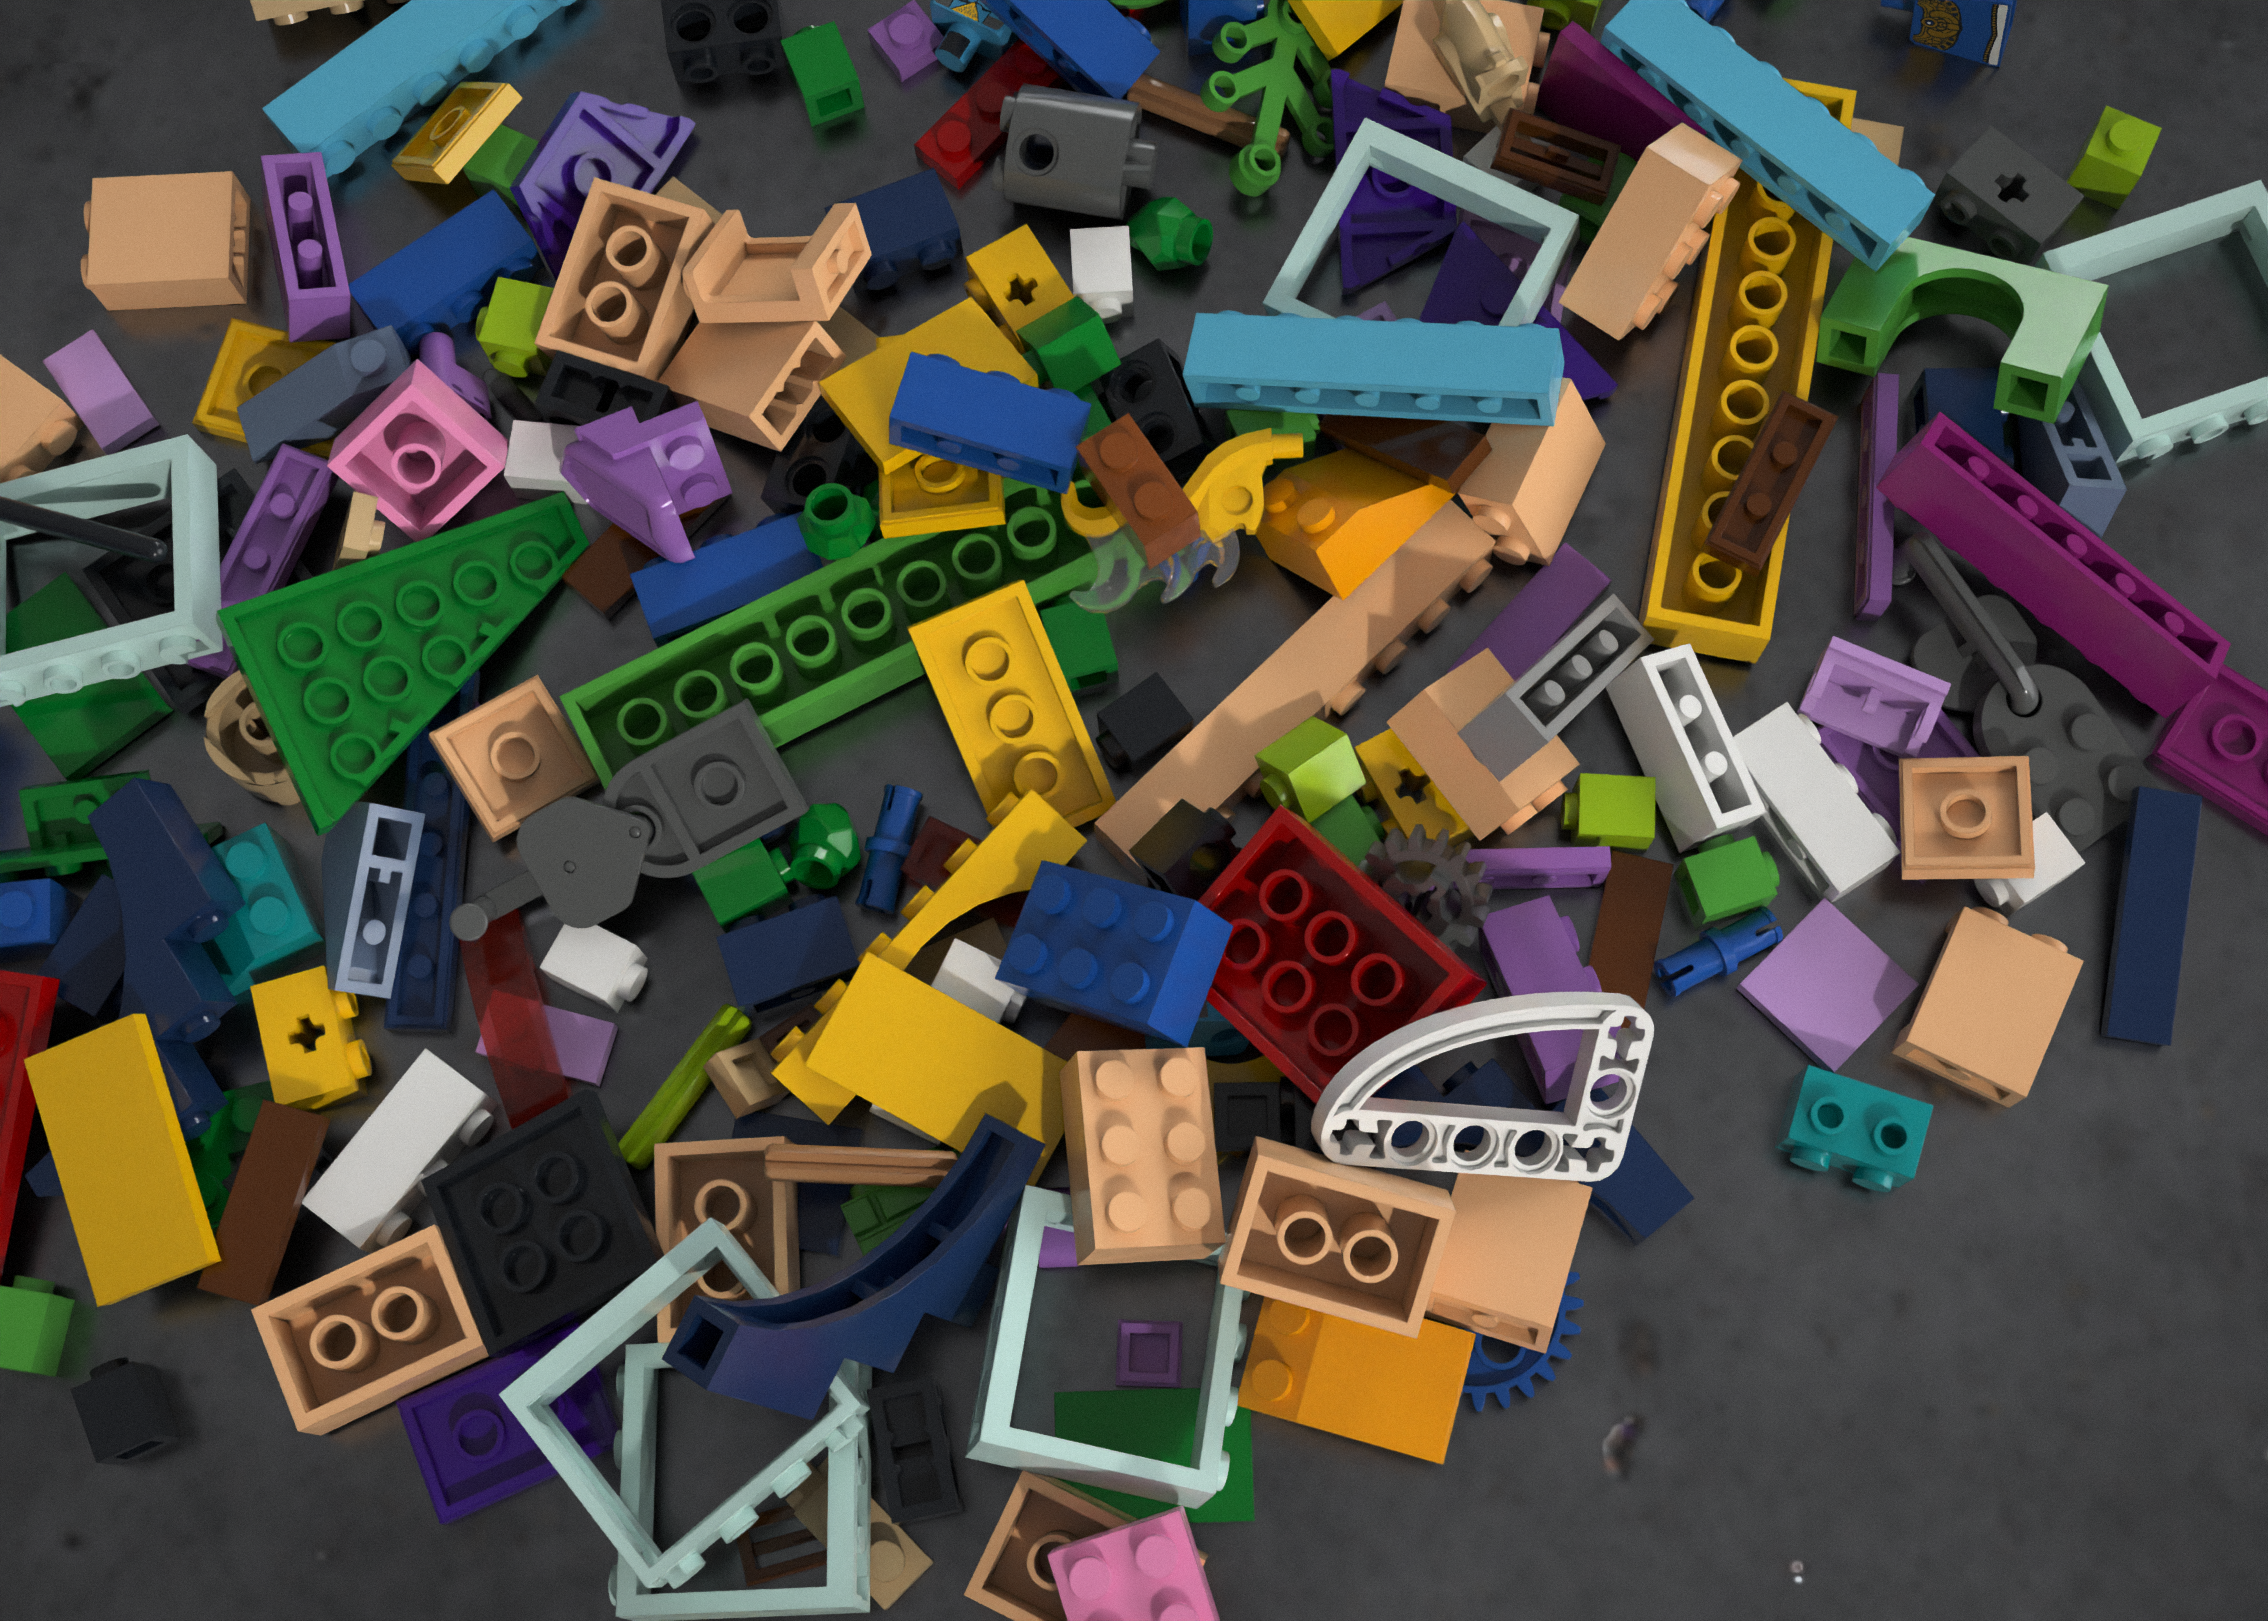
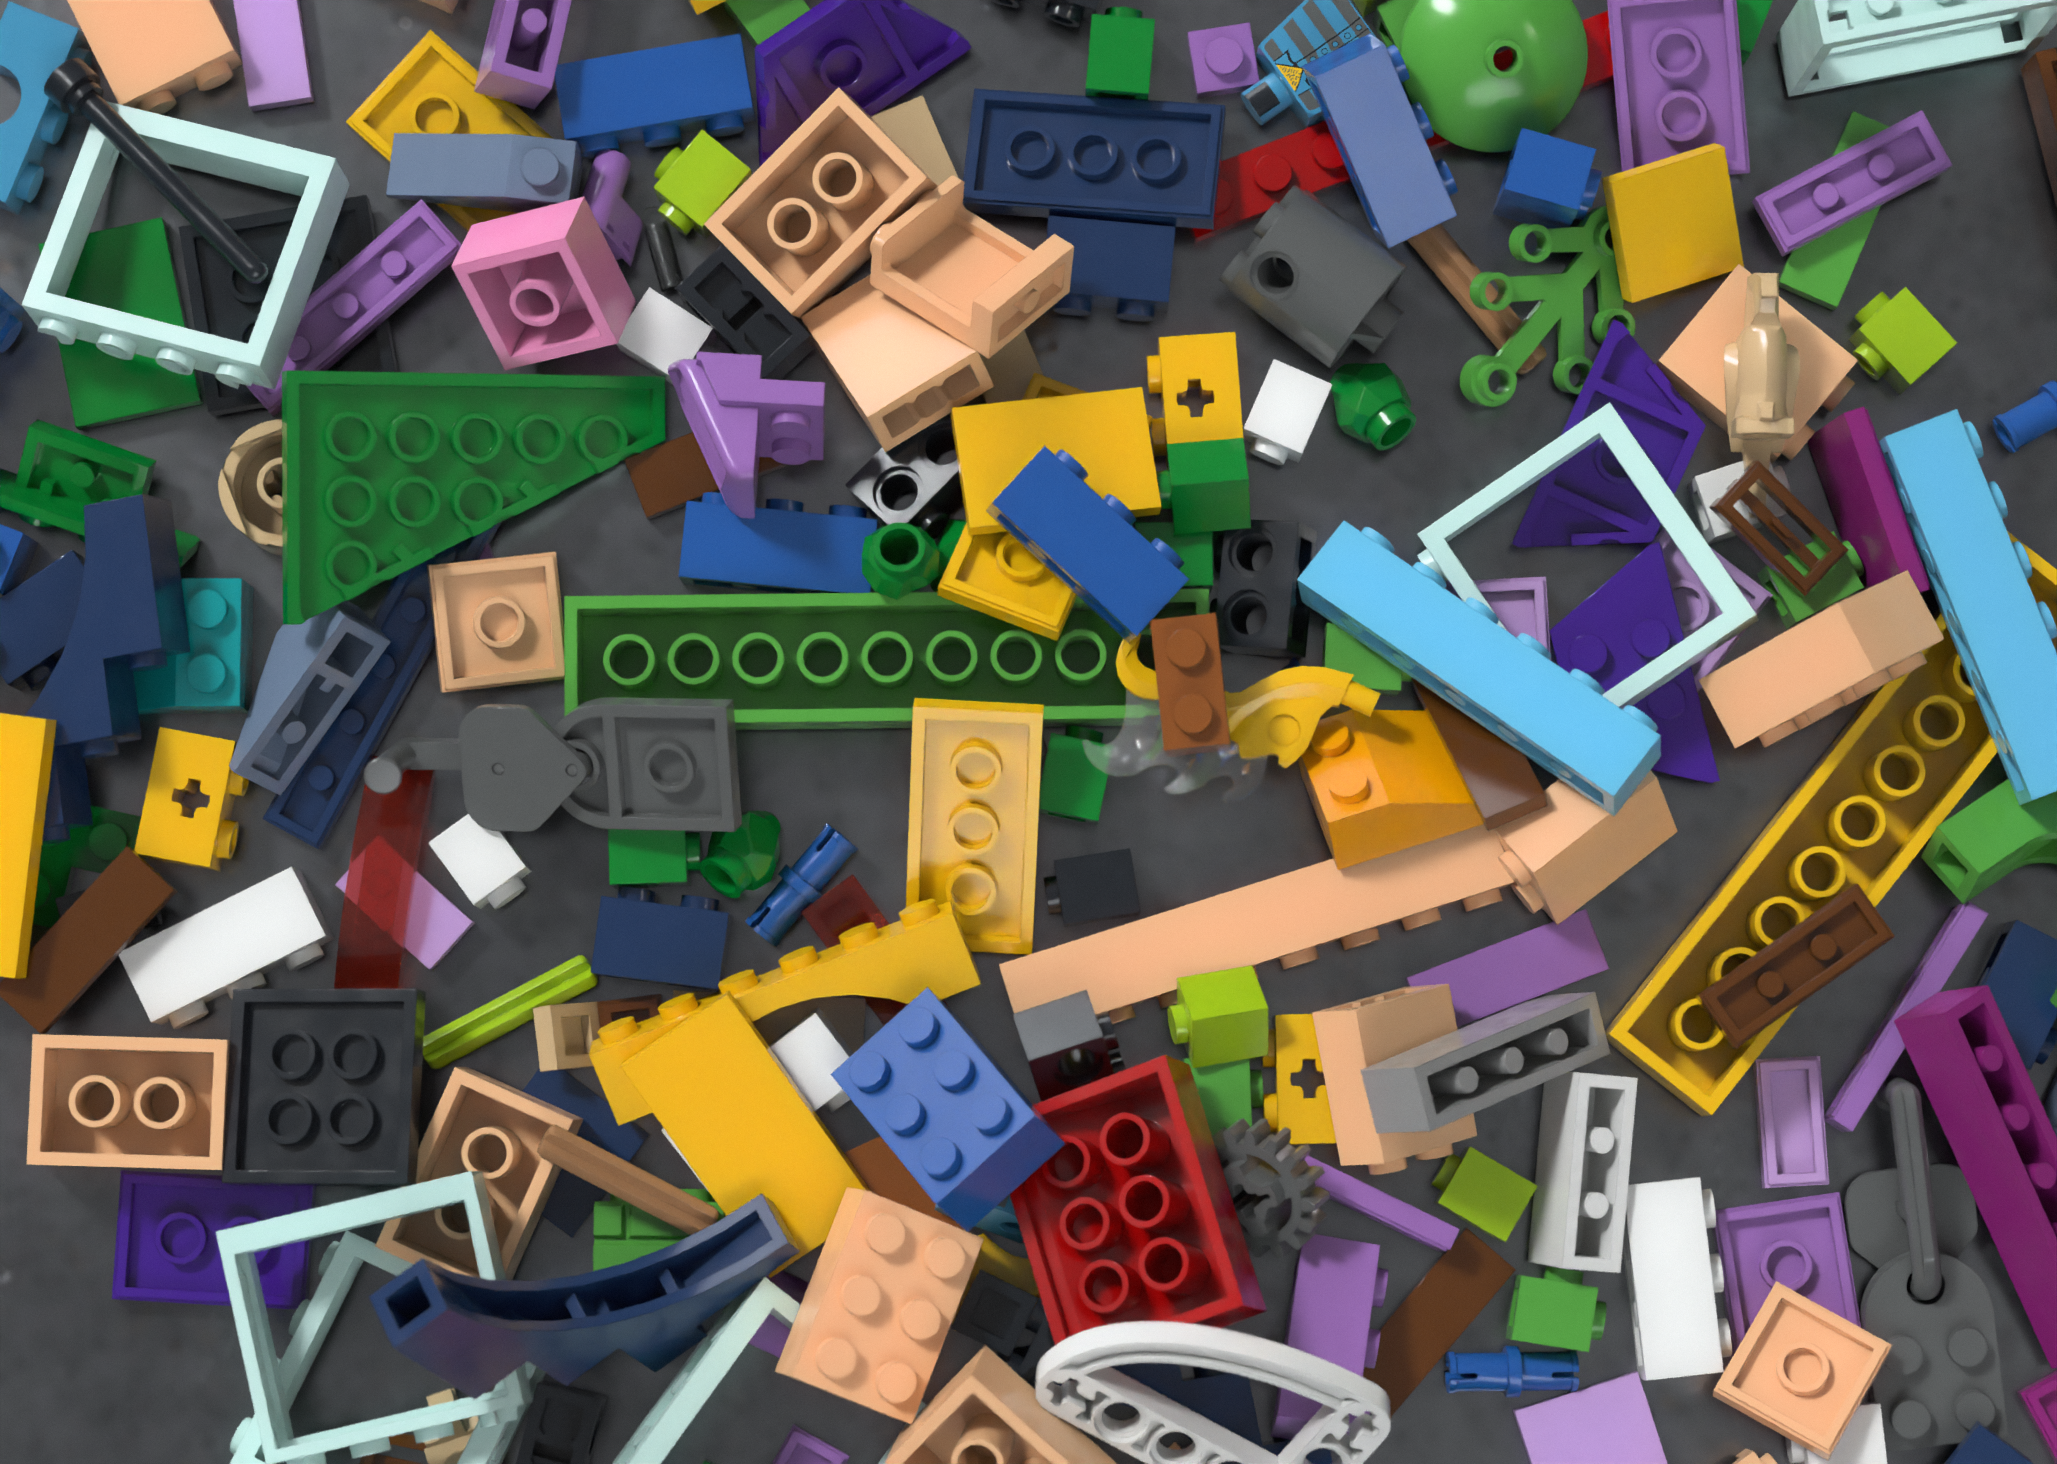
camera: 25 degrees right, 10 degrees up
(360, 532) = (444, 341): tan plate -> none
(839, 152) = (1094, 158): none -> dark blue tile
(1818, 610) = (1790, 1122): none -> lavender tile
(1873, 698) = (1782, 1214): lavender hinge -> none

